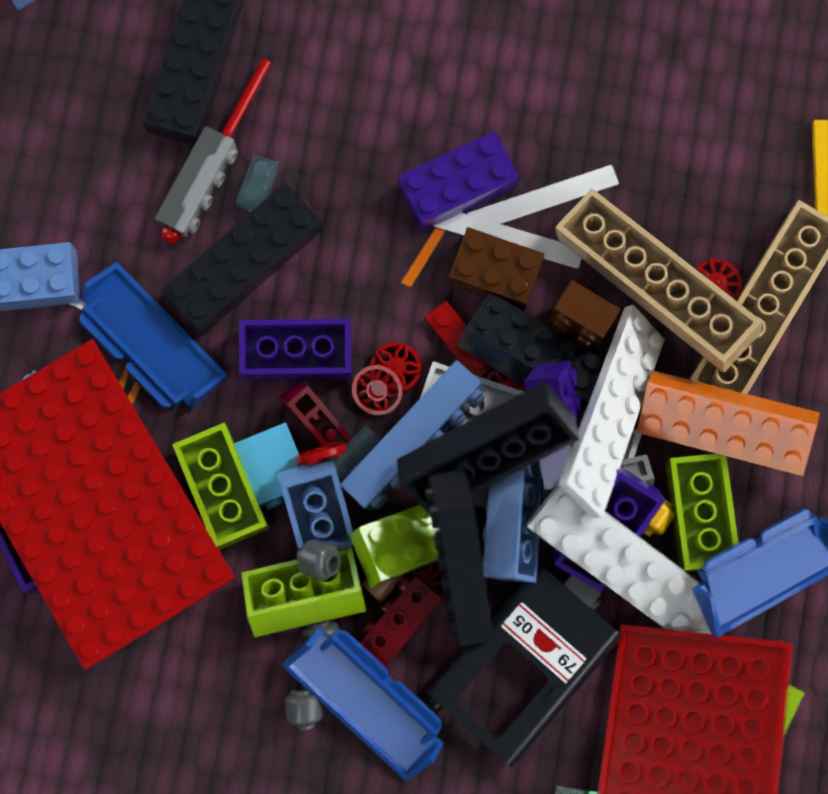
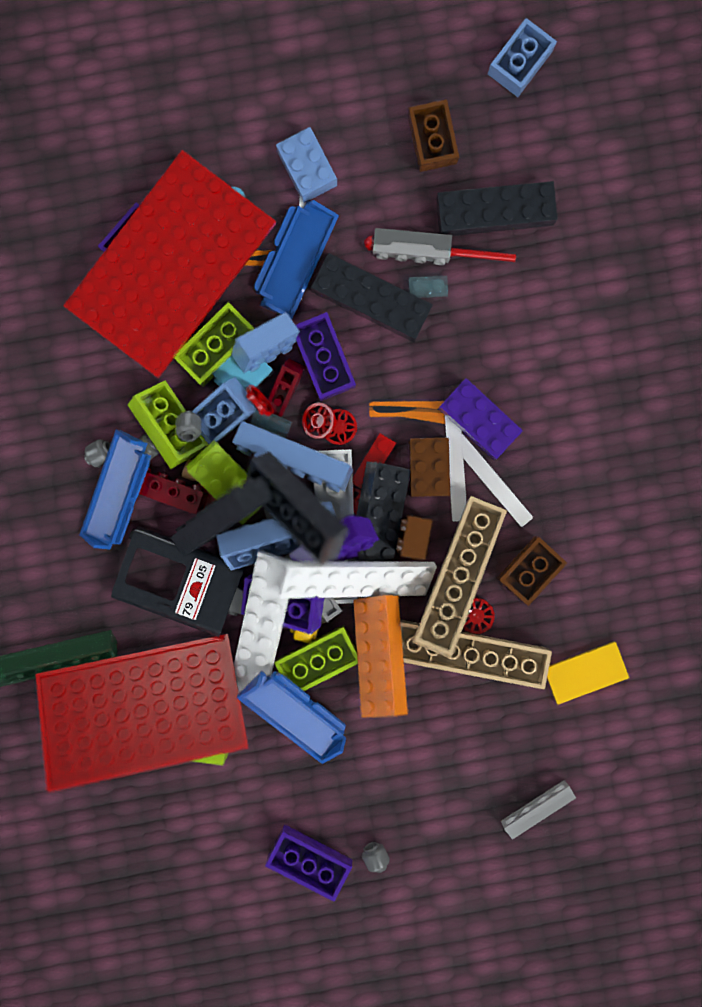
camera: 70 degrees right, 10 degrees up
(67, 102) = (433, 135): none -> reddish brown brick
(248, 414) = (265, 343): none -> medium blue brick
(405, 273) = (405, 409): none -> orange sticker
(682, 188) = (532, 570): none -> reddish brown brick

